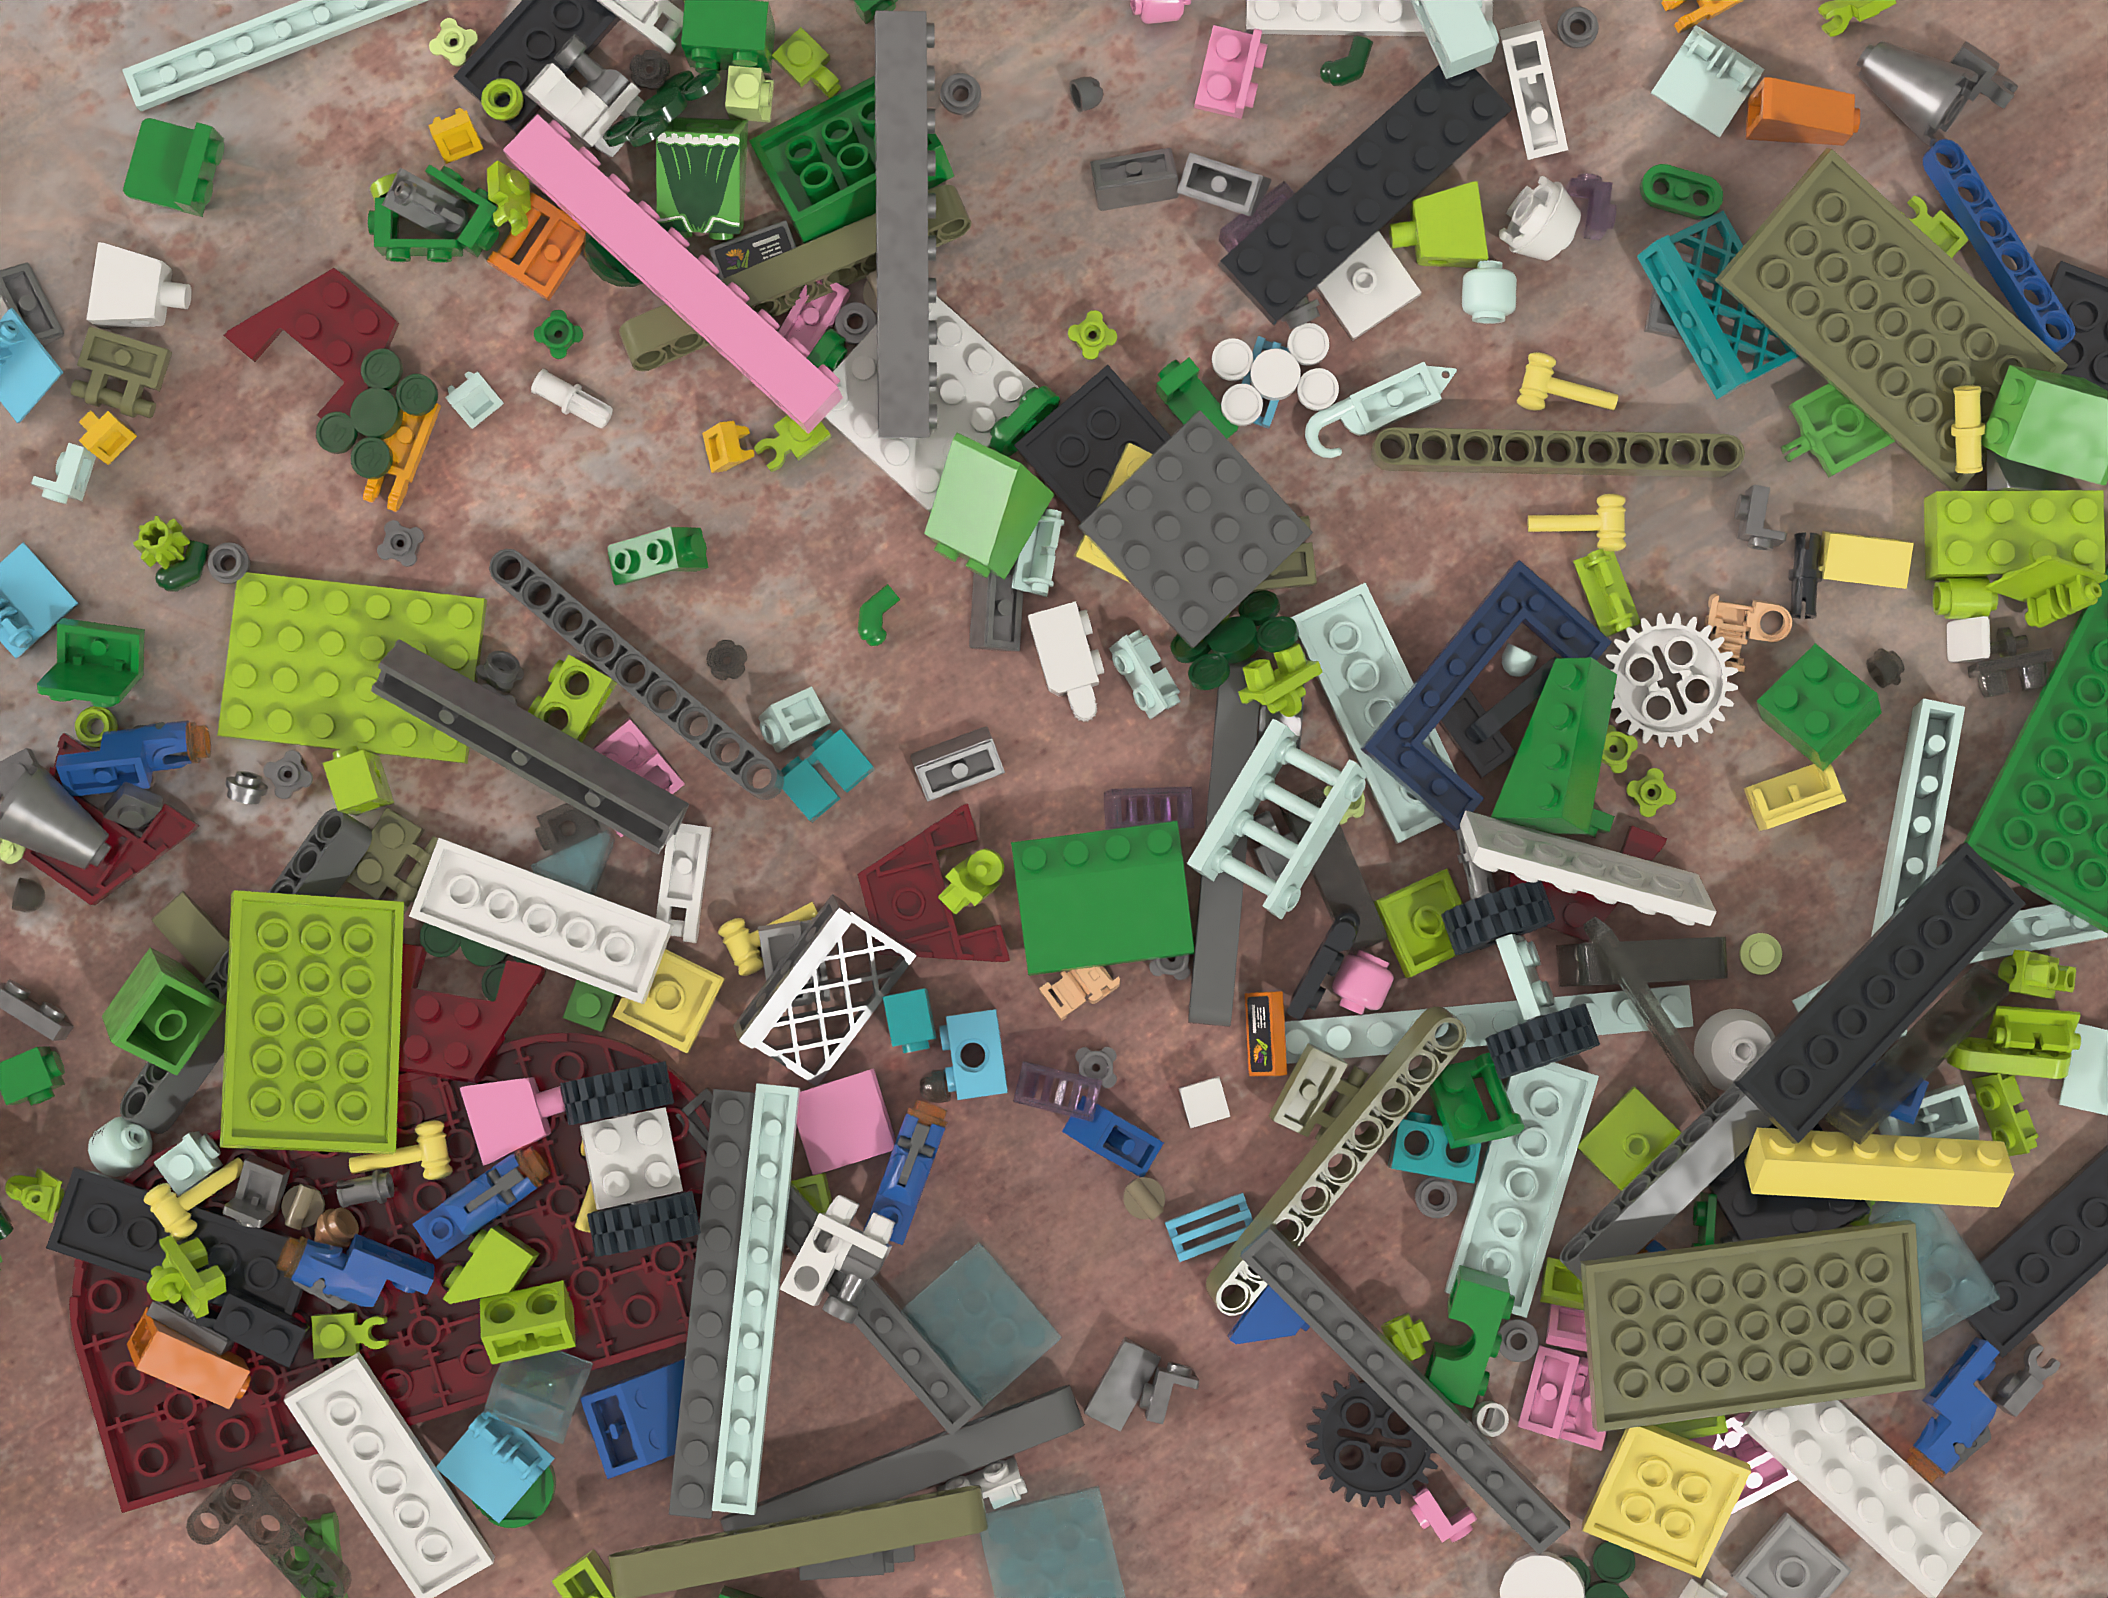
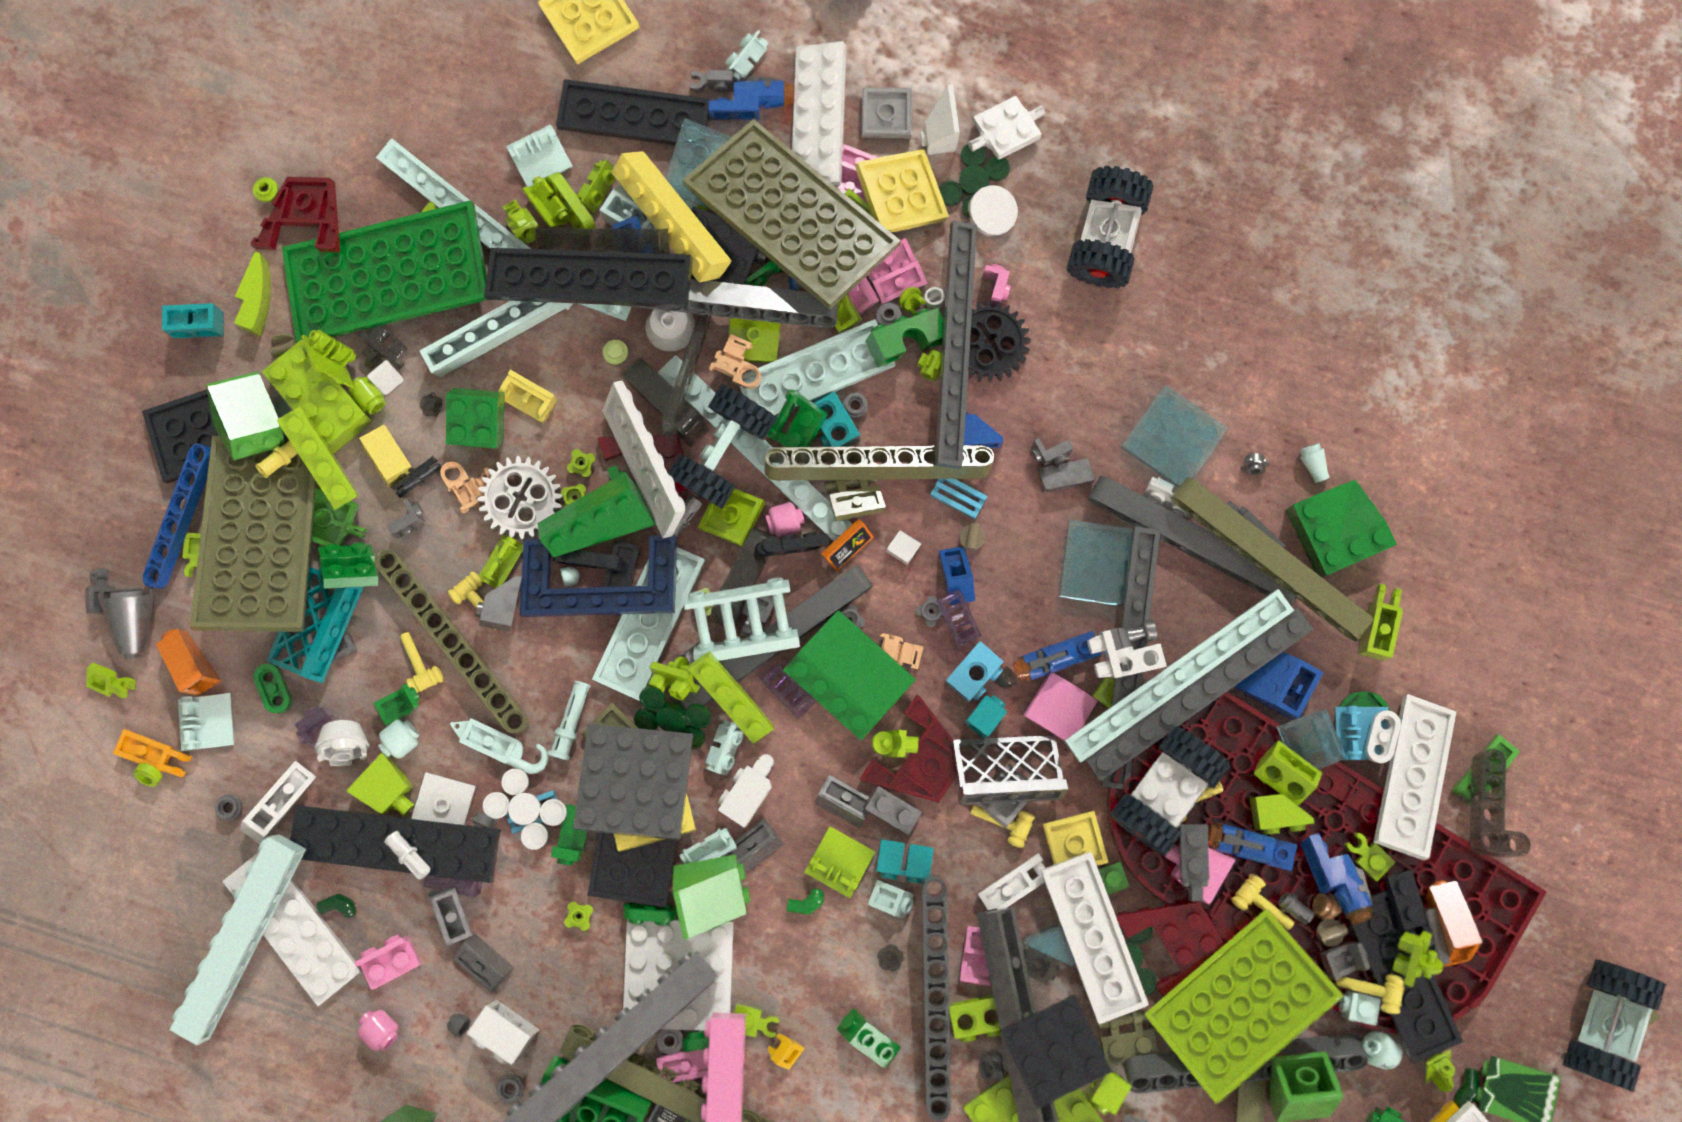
camera: 130 degrees left, 5 degrees down
(453, 756) = (1055, 1051): none -> black plate
(466, 1482) = (1384, 738): none -> white plate
(527, 1115) = (1194, 859): none -> dark grey hinge
(890, 696) = (839, 862): none -> lime hinge
(897, 811) = (892, 809): none -> flat silver plate
(1031, 136) = (502, 1032): none -> white brick
(1197, 730) = (731, 697): none -> lime plate
(1326, 499) = (566, 732): none -> light aqua pin
(1334, 190) = (407, 855): none -> white axle
(1513, 1387) = (911, 299): none -> lime plate
(1532, 323) = (397, 704): none -> green bracket
(1551, 544) = (499, 606): none -> flat silver slope
(1623, 1090) = (733, 360): none -> light nougat piece
(1757, 399) = (347, 566): none -> green plate
(1926, 471) = (318, 457): none -> lime brick
(2030, 1471) = (752, 48): none -> light aqua hinge

